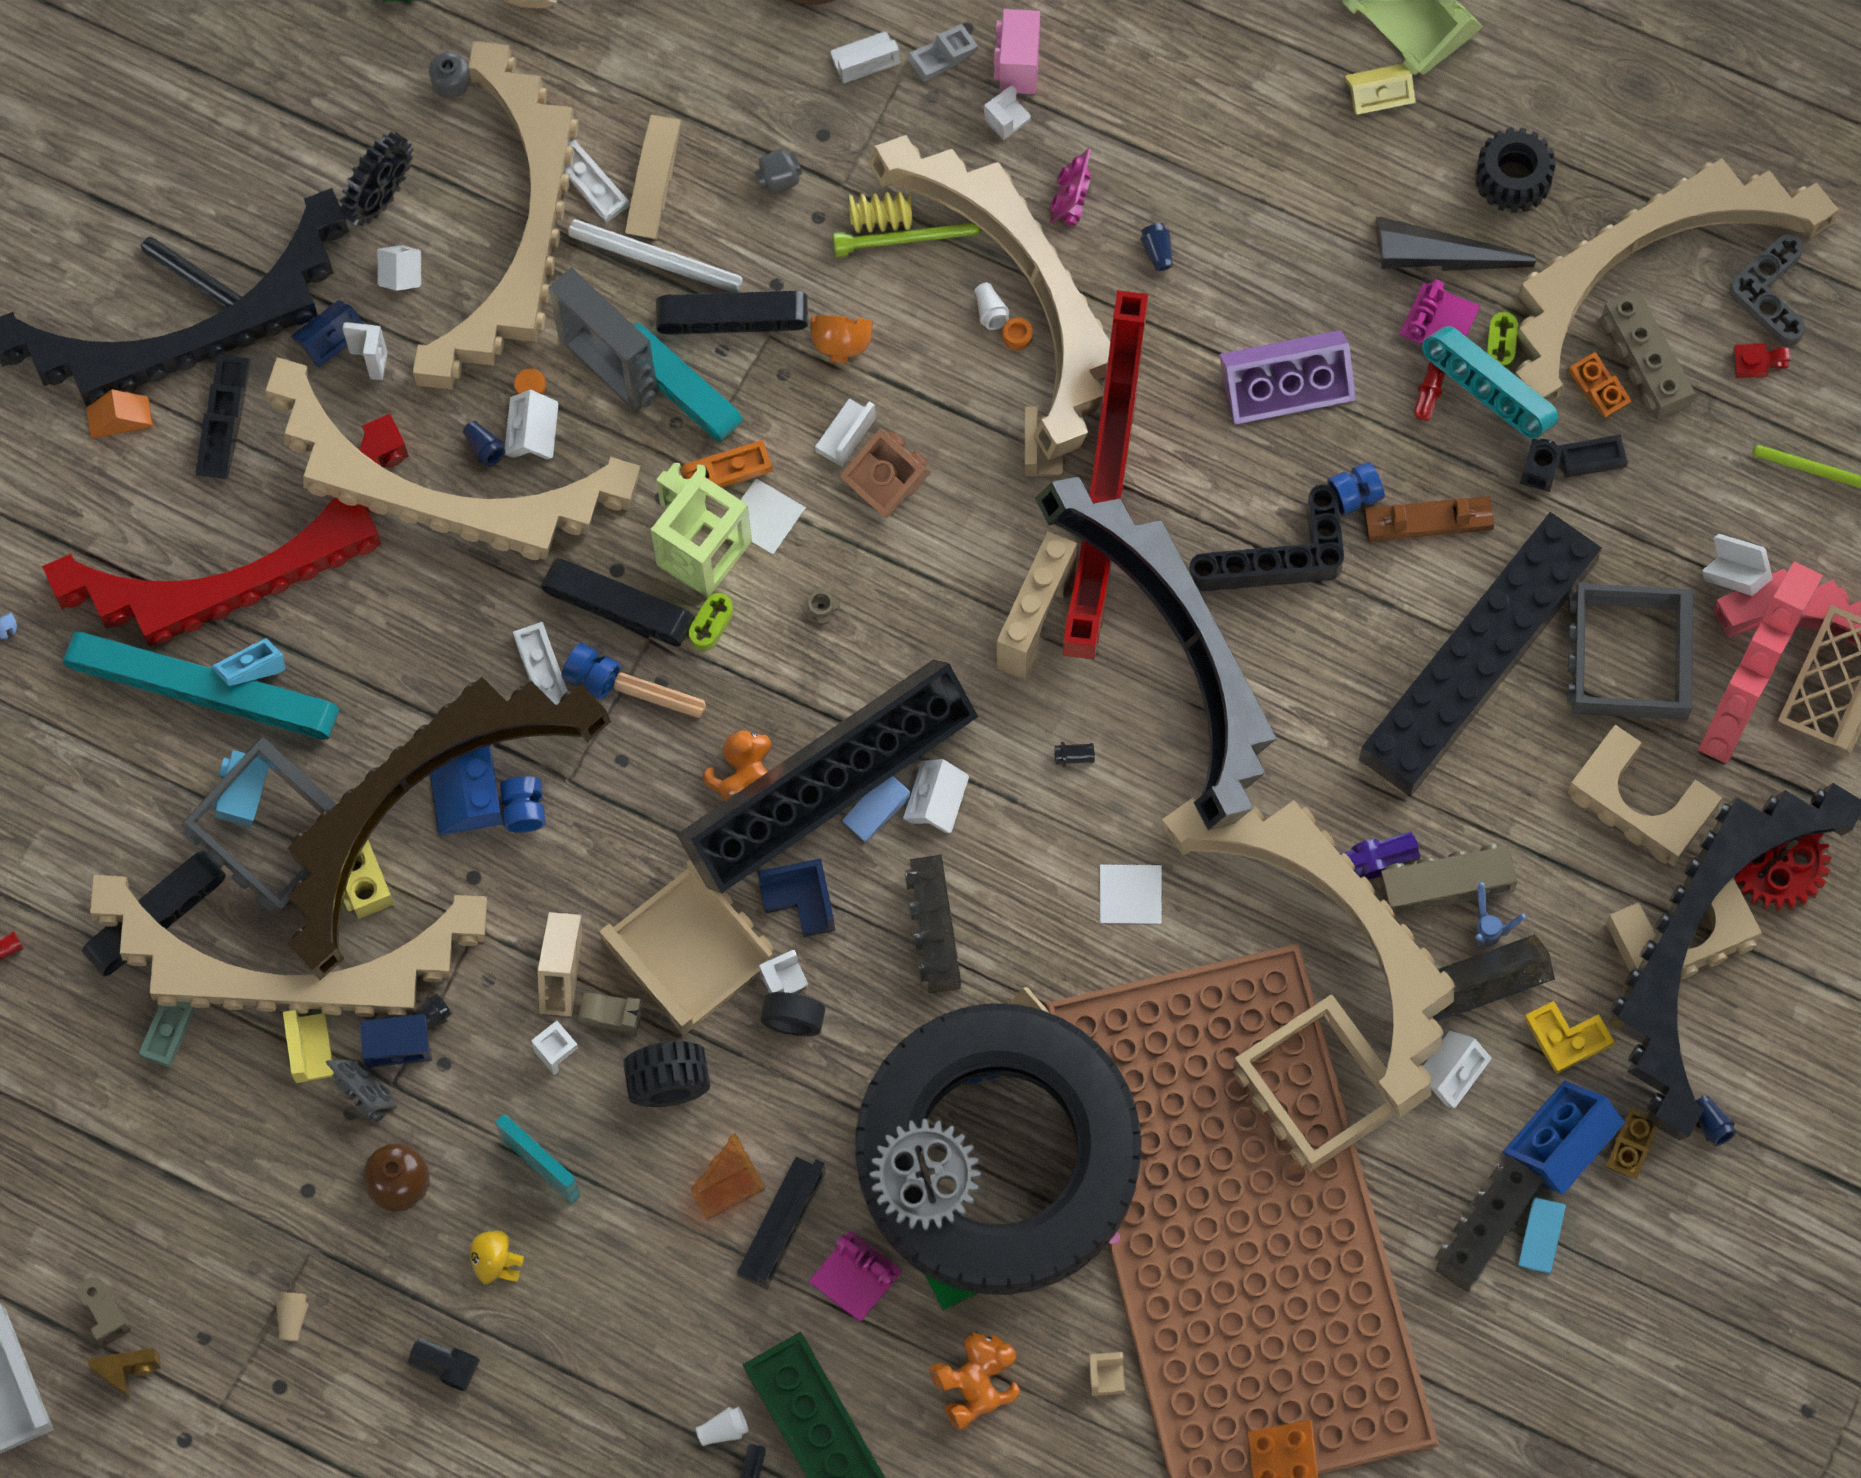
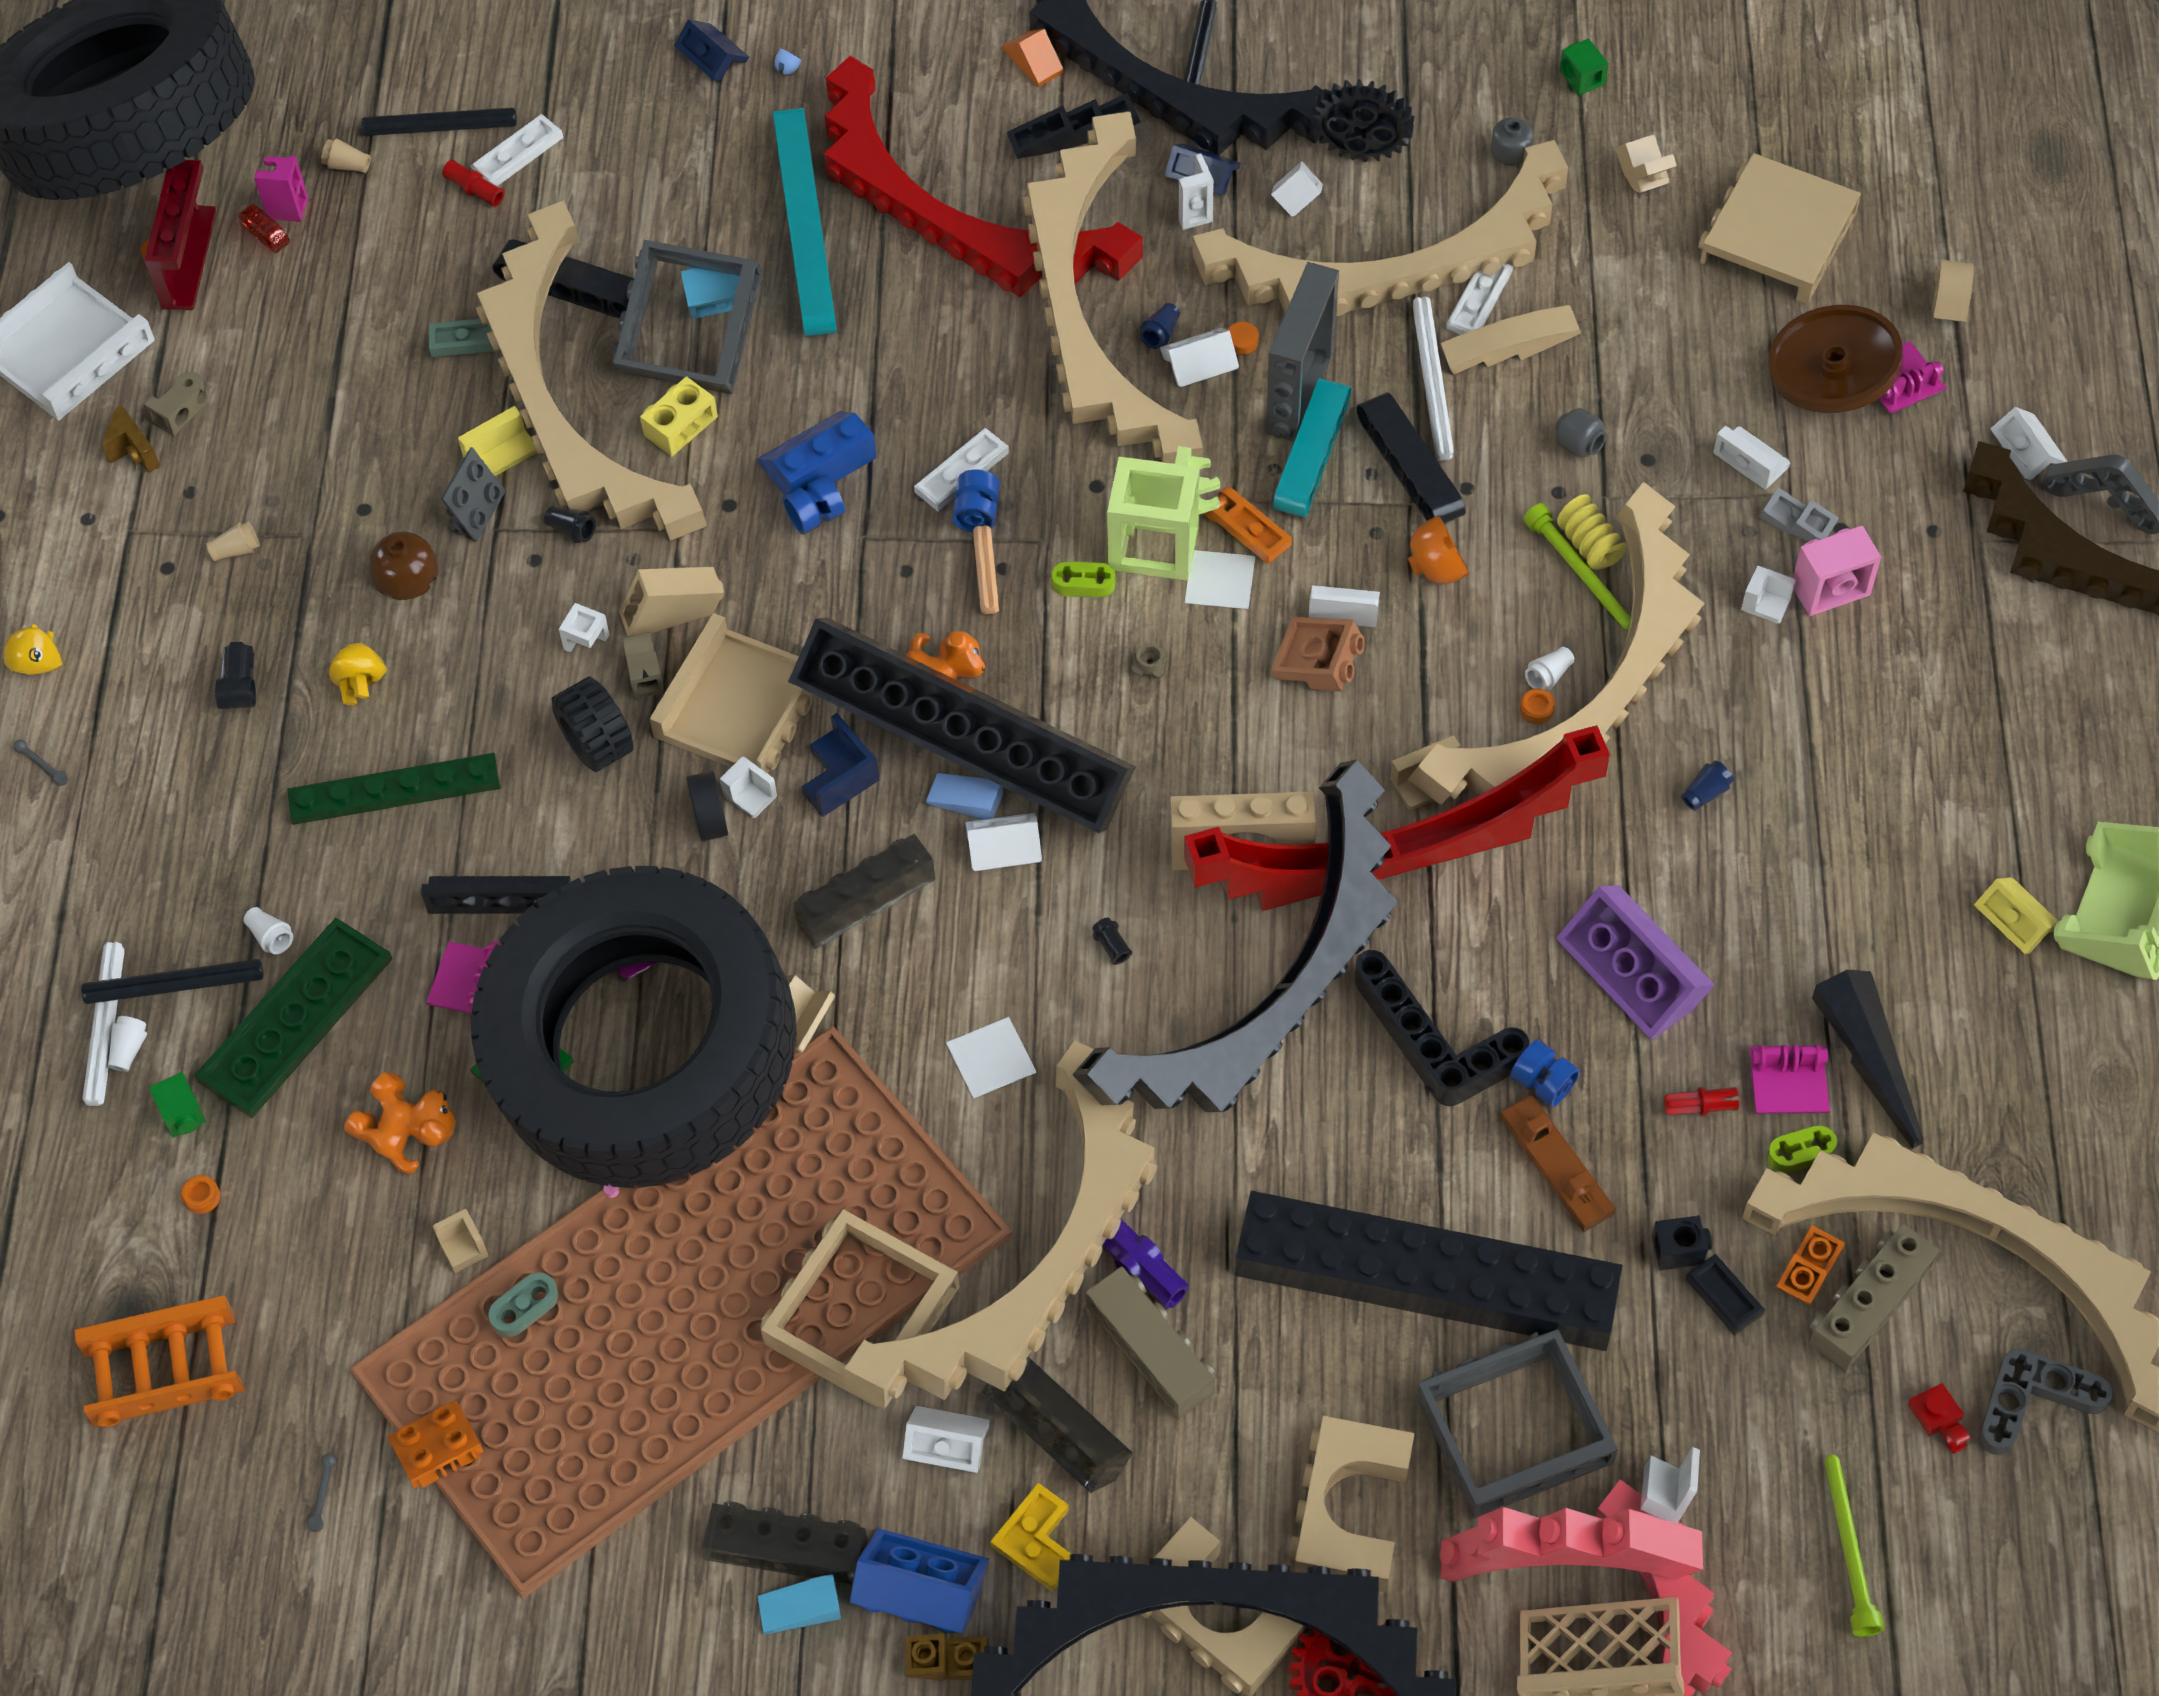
camera: 65 degrees right, 10 degrees down
(251, 663) = (841, 243): medium azure slope -> none
(395, 1041) = (530, 505): dark blue panel -> none
(467, 724) = (689, 365): dark brown arch -> none
(538, 1158) = (462, 660): teal tile -> none
(617, 602) = (1059, 494): black beam -> none
(627, 1271) = (393, 788): none -> dark green plate
(727, 1180) = (519, 829): clear orange wing -> none
(896, 1182) = (571, 969): light grey gear -> none
(1072, 189) = (1729, 681): dark pink hinge -> none
(1194, 1344) = (520, 1303): none -> sand green plate
(1489, 927) = (1120, 1406): medium blue plant -> none
(1490, 382) = (1739, 1148): teal beam -> none
(1519, 148) = (2015, 1052): black tyre -> none

